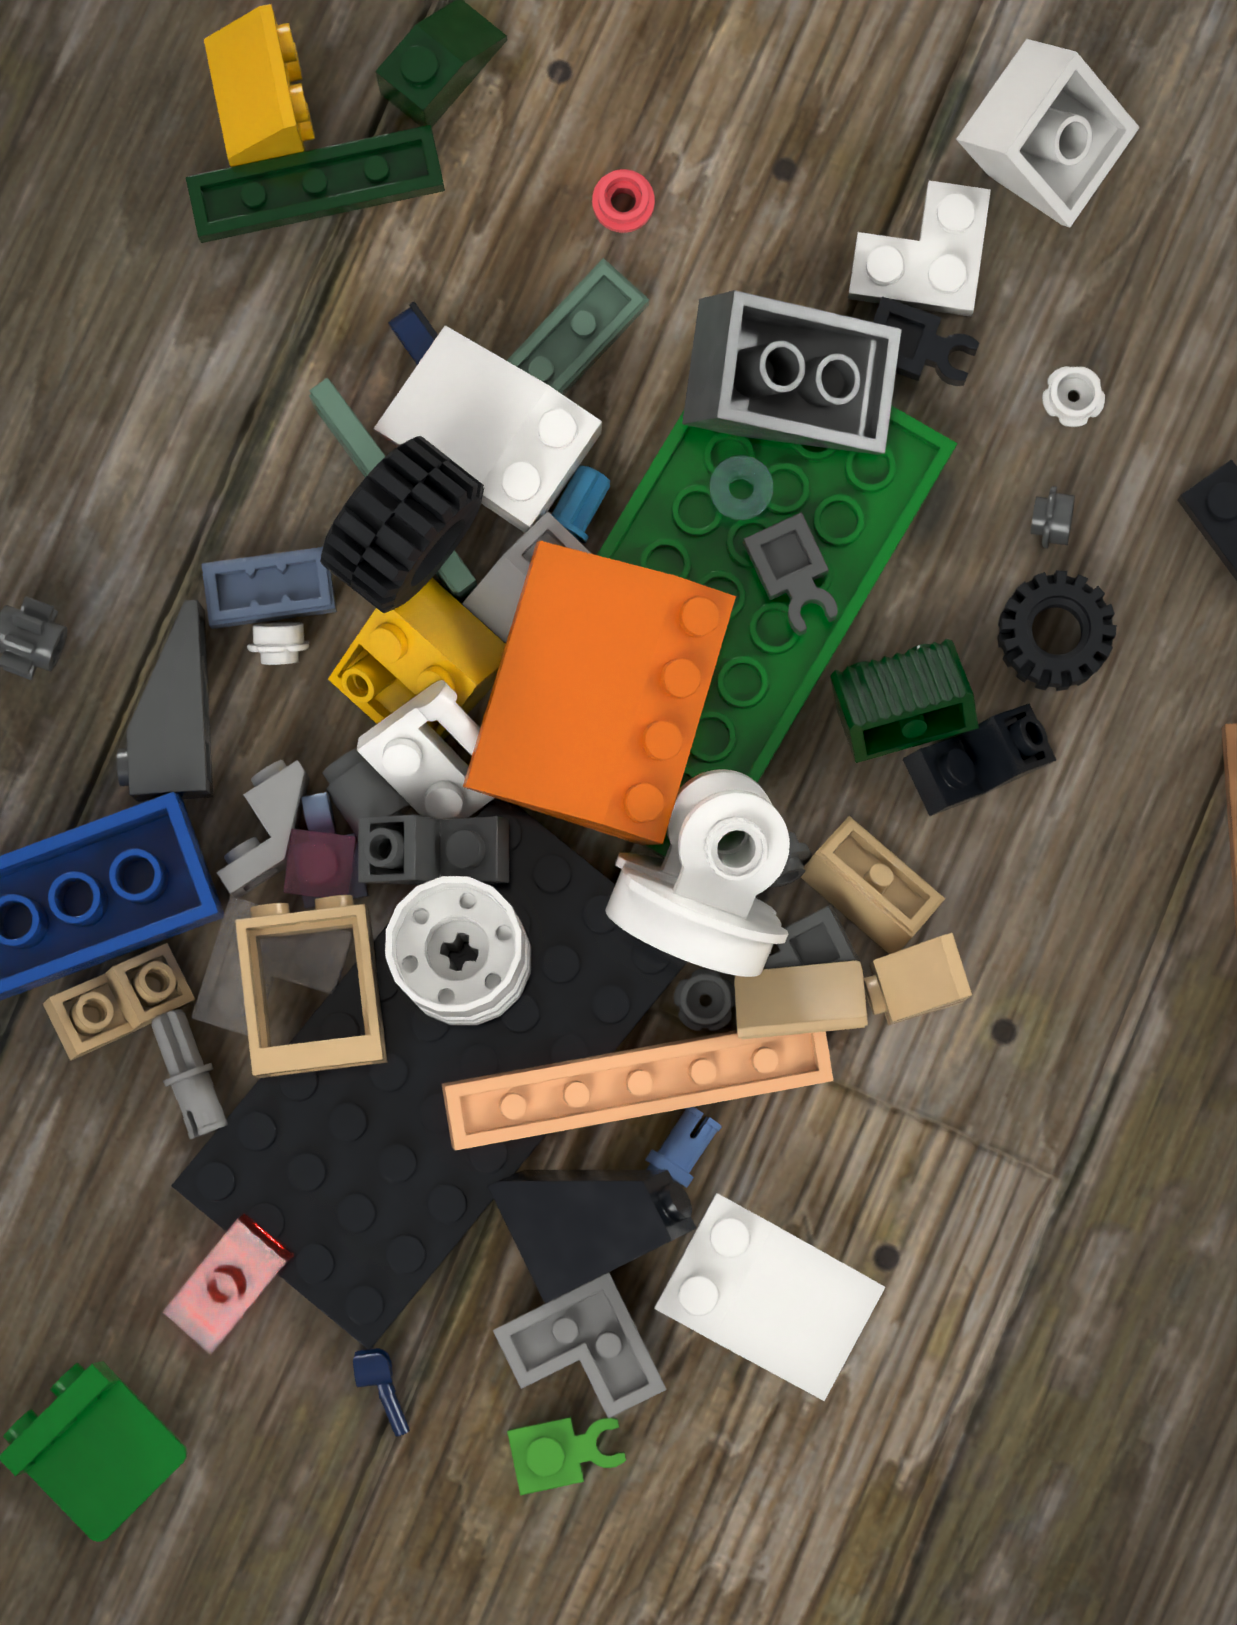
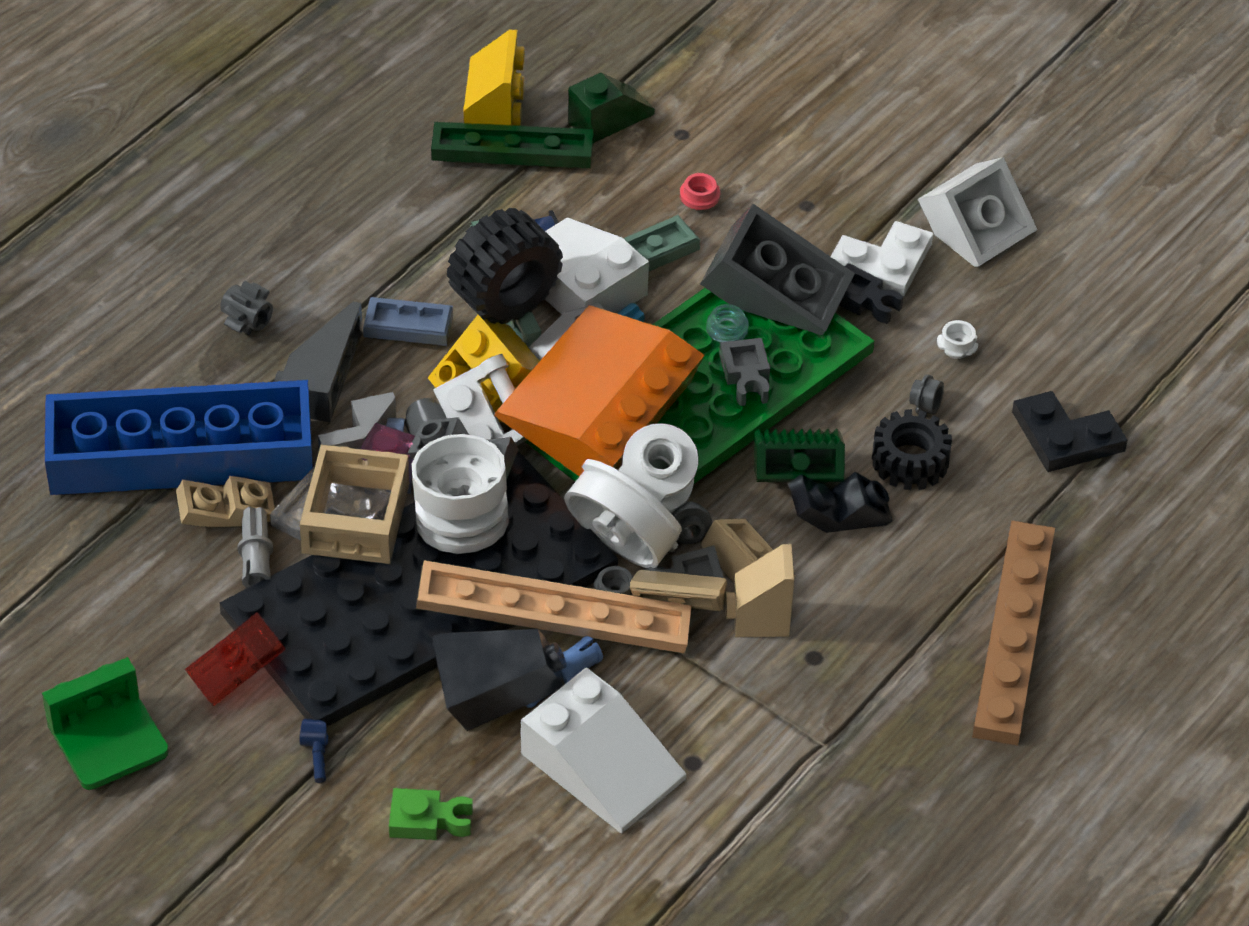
camera: 10 degrees right, 35 degrees down
(278, 642) = (403, 347): white plate -> none
(587, 1327) = (466, 741): light grey plate -> none

